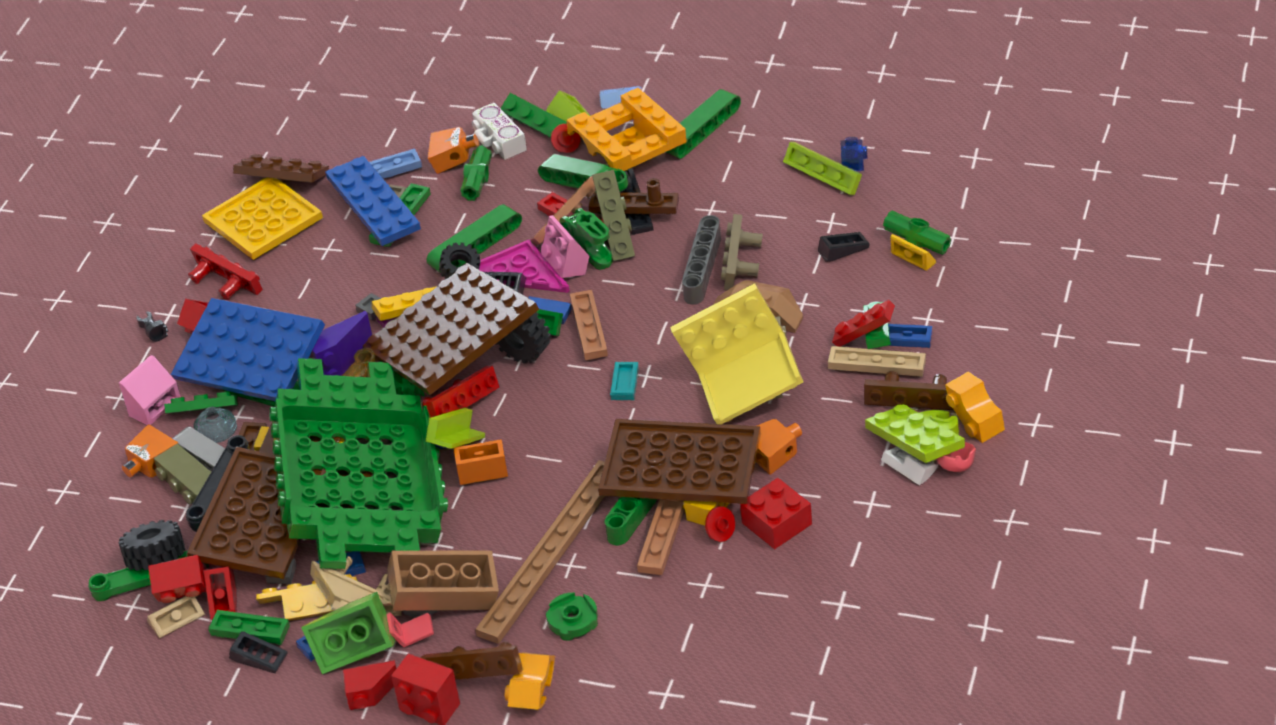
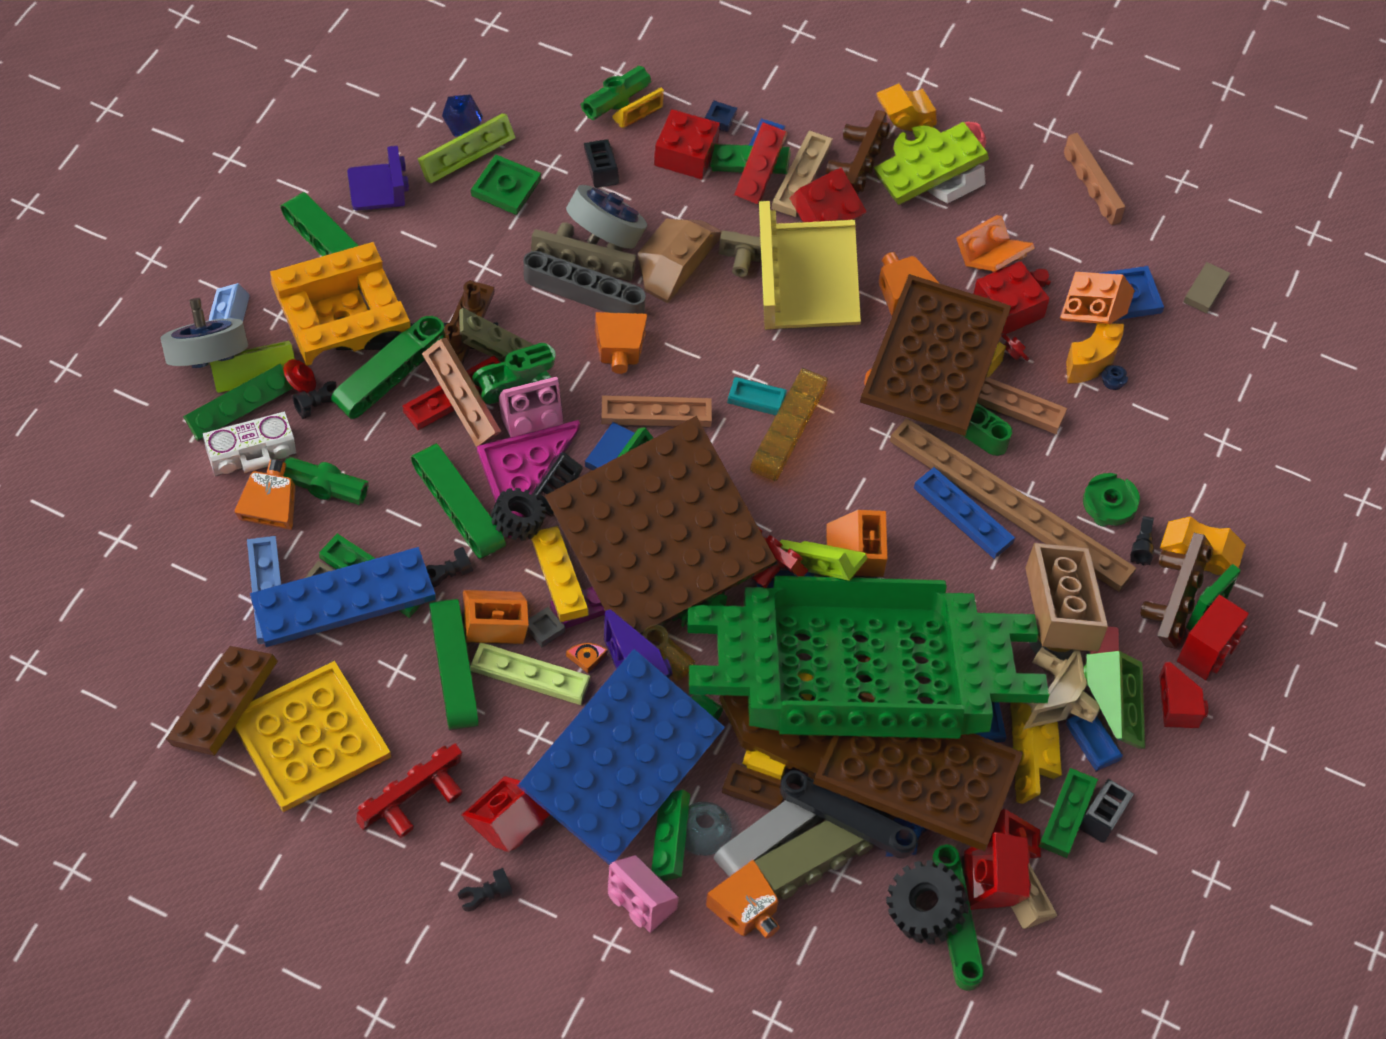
camera: 90 degrees left, 15 degrees up
(331, 268) = (453, 664): none -> green beam
(336, 301) = (530, 673): none -> yellowish green tile
(373, 273) = (495, 616): none -> orange slope
(417, 253) = (450, 568): none -> black piece
(472, 686) = (1222, 586): none -> green plate
(532, 521) = (964, 513): none -> blue plate
(544, 643) = (1143, 550): none -> black piece
(545, 149) = (303, 401): none -> black piece
(571, 78) = (203, 340): none -> light grey wheel
(596, 400) = (789, 424): none -> clear yellow beam
(652, 289) = (620, 338): none -> orange torso
(714, 602) = (1114, 382): none -> dark blue plate
(731, 579) = (1092, 355): none -> light orange brick
(764, 245) = (606, 217): none -> light grey wheel
(768, 134) = (379, 184): none -> dark purple bracket
(784, 564) = (1097, 298): none -> orange slope
(794, 198) = (506, 184): none -> green plate
(816, 536) = (1041, 277): none -> red piece
(816, 598) = (1146, 296): none -> blue plate
(832, 489) = (990, 246): none -> orange bracket
(835, 374) = (828, 199): none -> red piece
(848, 657) = (1206, 287): none -> dark tan tile
(876, 282) = (686, 144): none -> red piece
(922, 300) = (722, 113): none -> dark blue plate
(949, 553) = (1094, 179): none -> nougat plate

